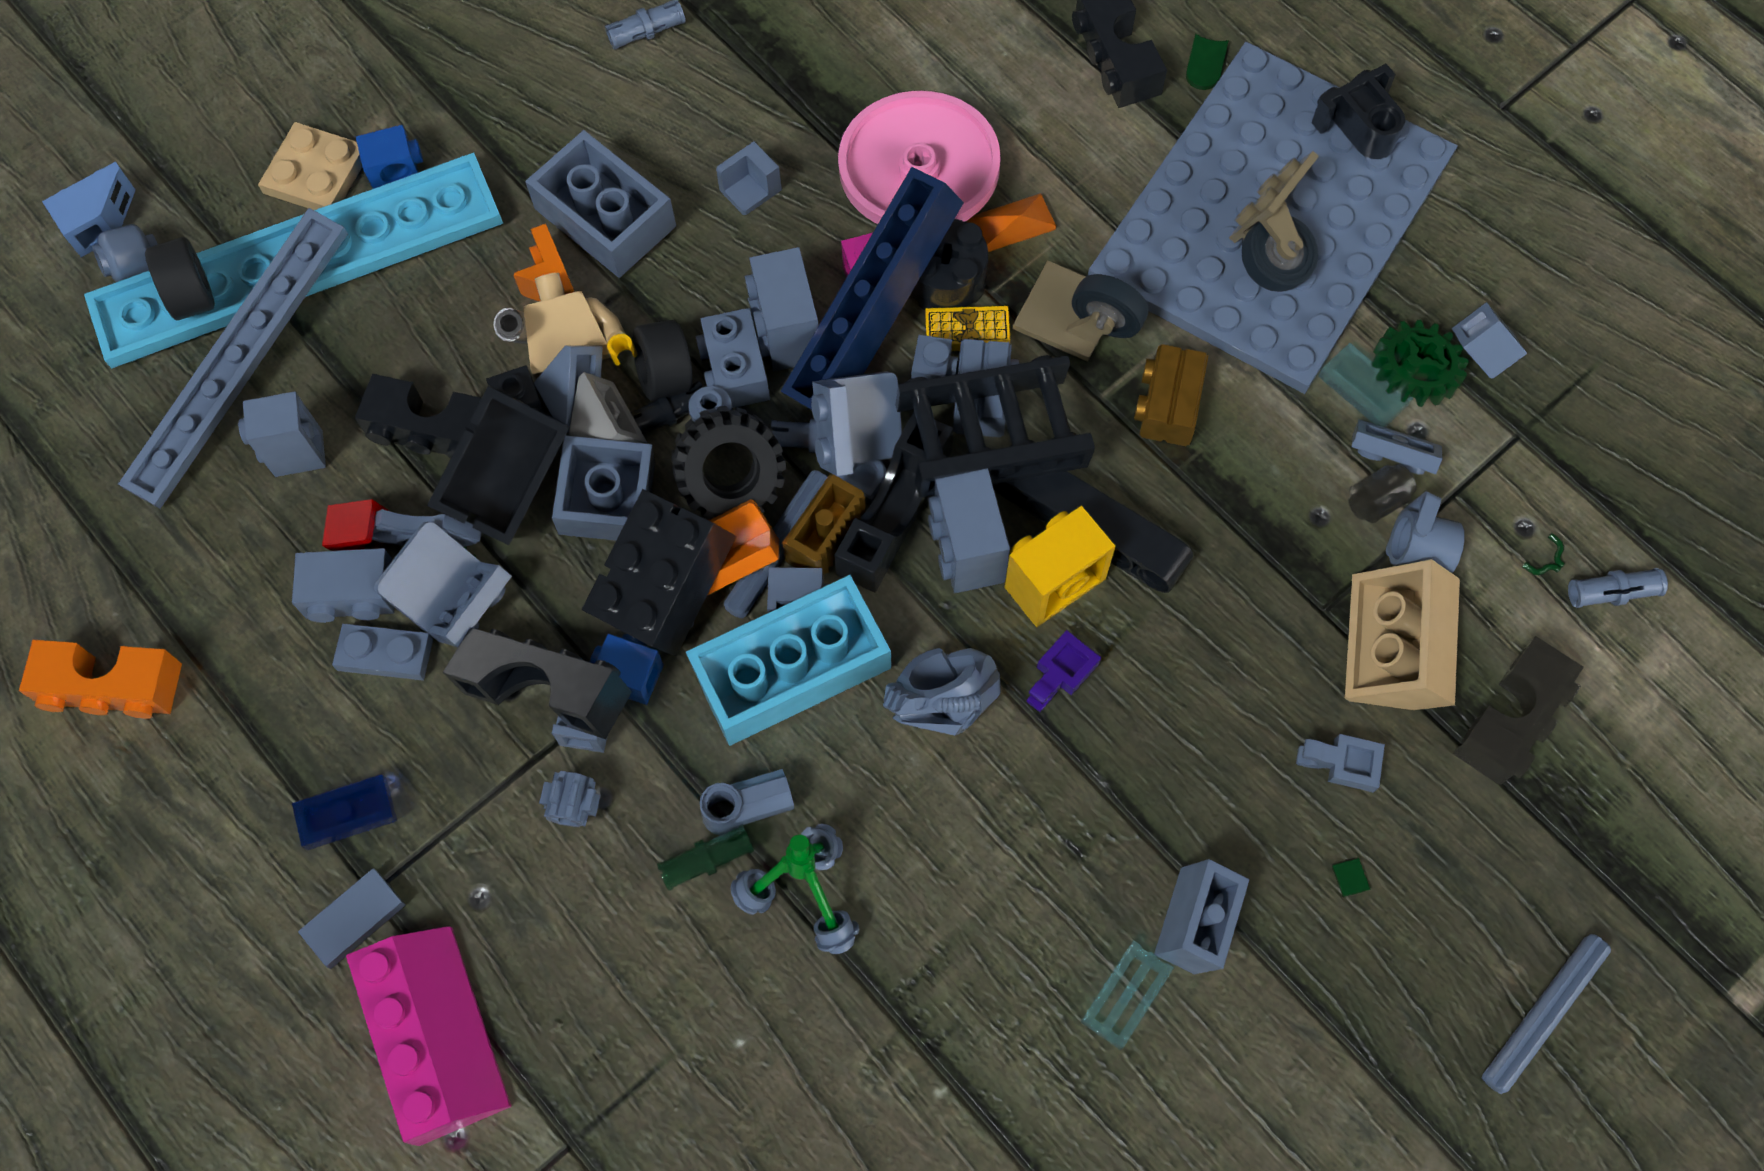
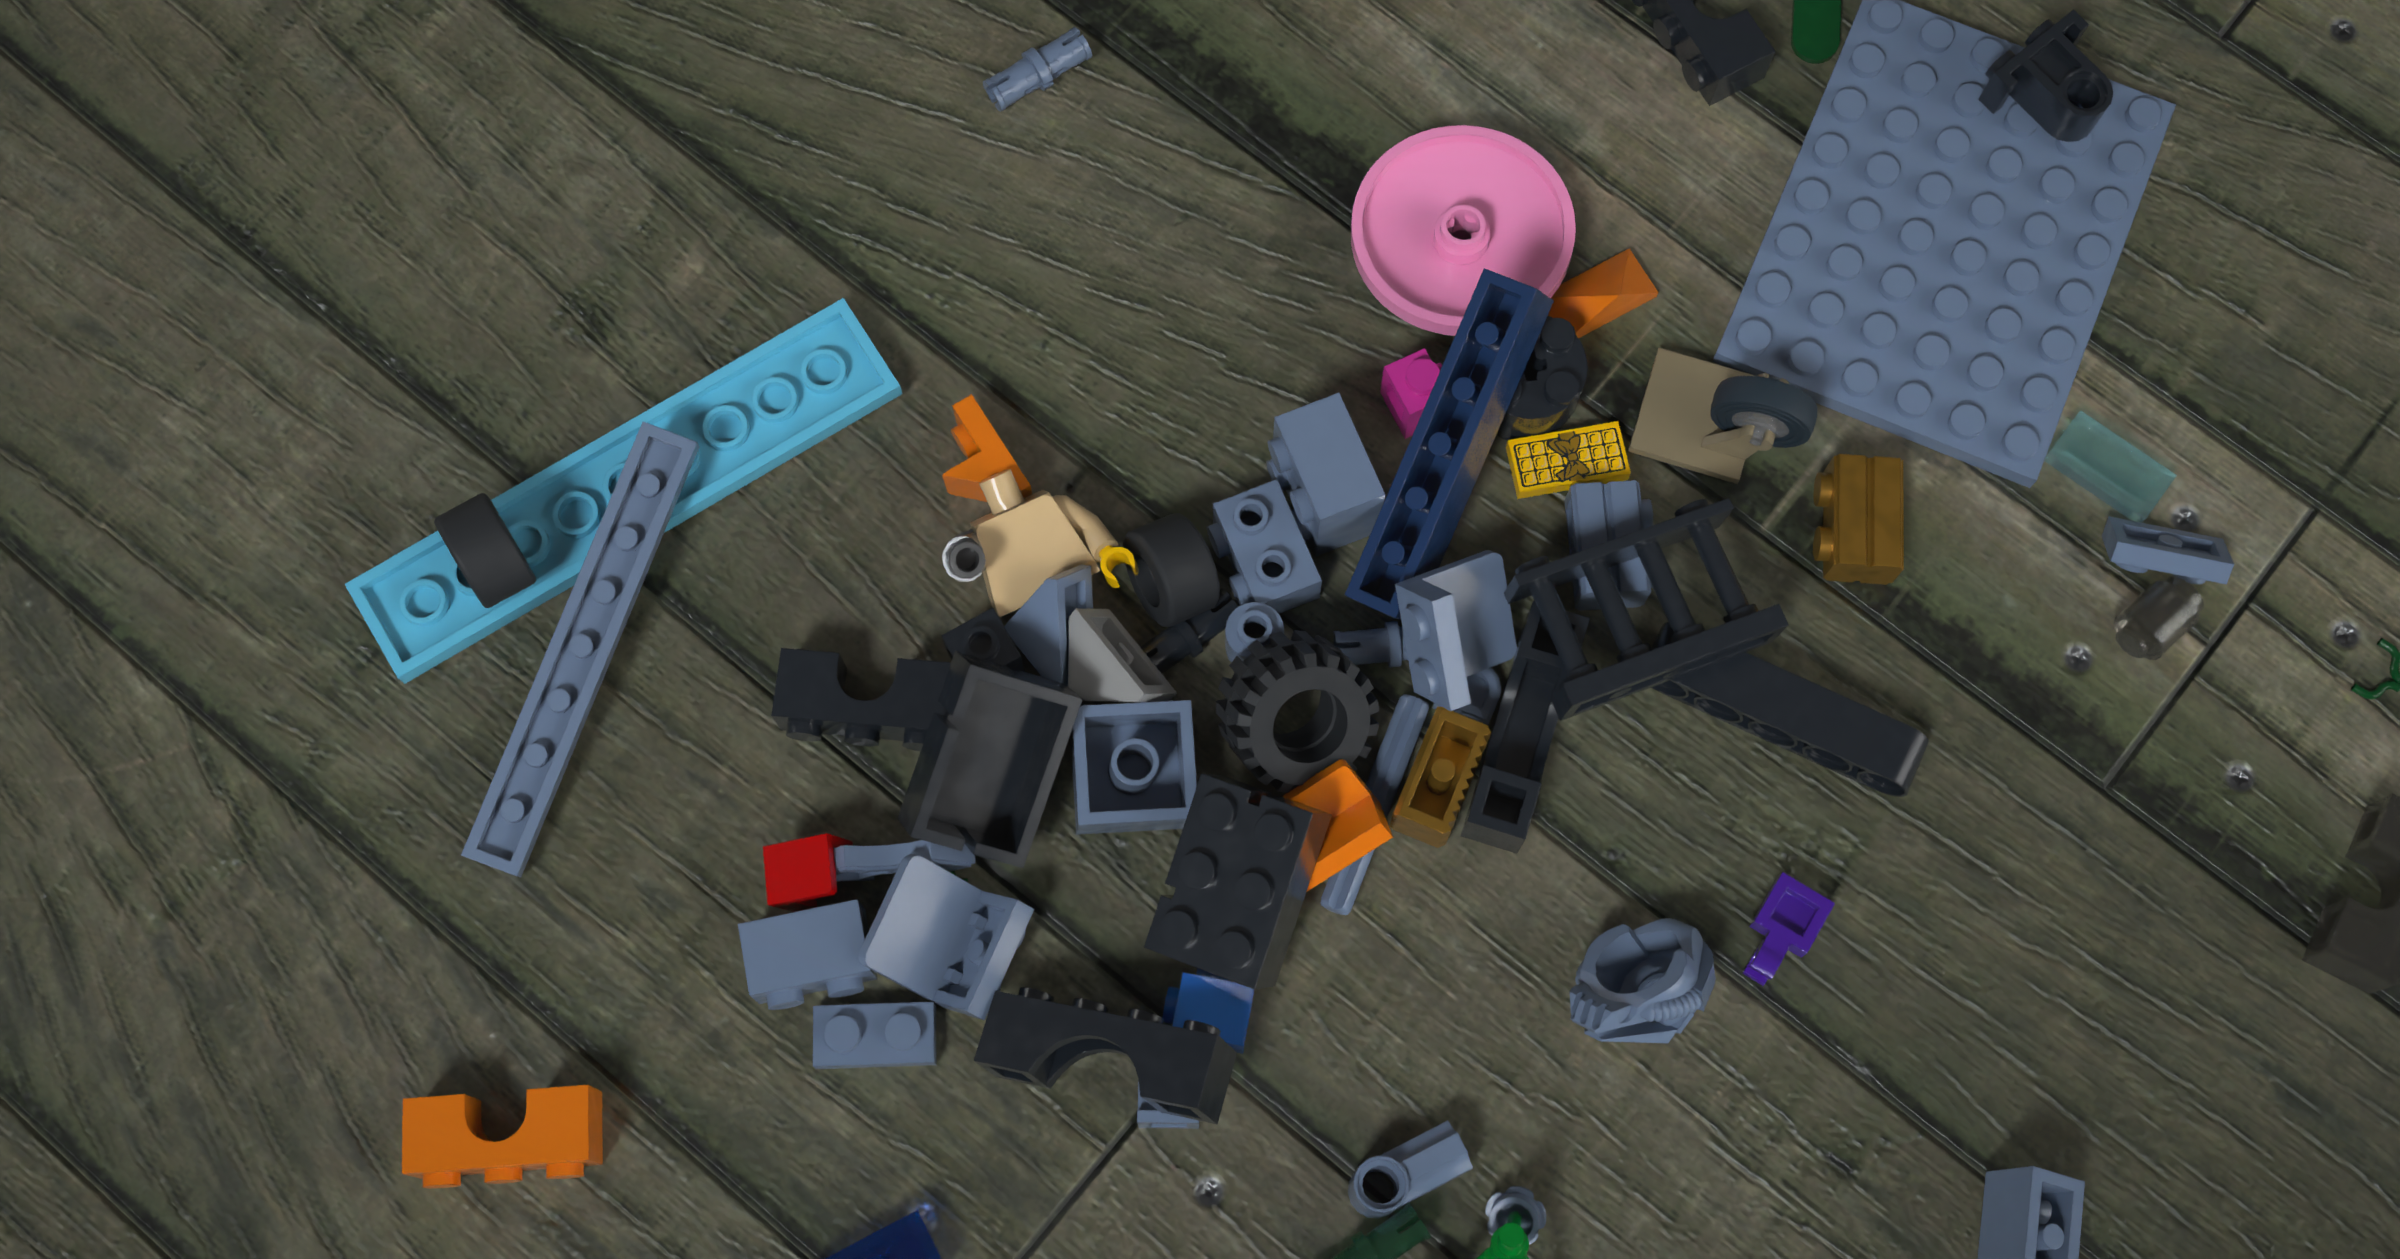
camera: 10 degrees left, 5 degrees up
(91, 207) = (323, 455): medium blue slope -> none
(122, 252) = (389, 515): sand blue head -> none
(283, 434) = (677, 754): sand blue brick -> none
(312, 168) = (619, 348): tan plate -> none
(388, 155) = (726, 320): blue brick -> none
(569, 799) = (1175, 1205): sand blue gear -> none
(601, 203) = (1039, 351): sand blue brick -> none
(749, 178) = (1231, 283): sand blue panel -> none
(790, 659) = (1430, 970): medium azure slope -> none
(791, 584) = (1418, 874): sand blue brick -> none
(934, 358) = (1537, 525): sand blue brick -> none
(968, 531) = (1635, 757): sand blue brick -> none
(1058, 565) = (1770, 778): yellow brick -> none
(1277, 247) = (1970, 294): plate -> none
(1350, 760) = (2177, 993): sand blue plate -> none
(1351, 877) = (2201, 1148): dark green window -> none
(1403, 637) = (2218, 815): tan slope -> none
(1419, 363) = (2178, 428): dark green gear -> none
(1423, 536) = (2224, 678): sand blue piece -> none
(1489, 341) = (2262, 382): sand blue panel -> none

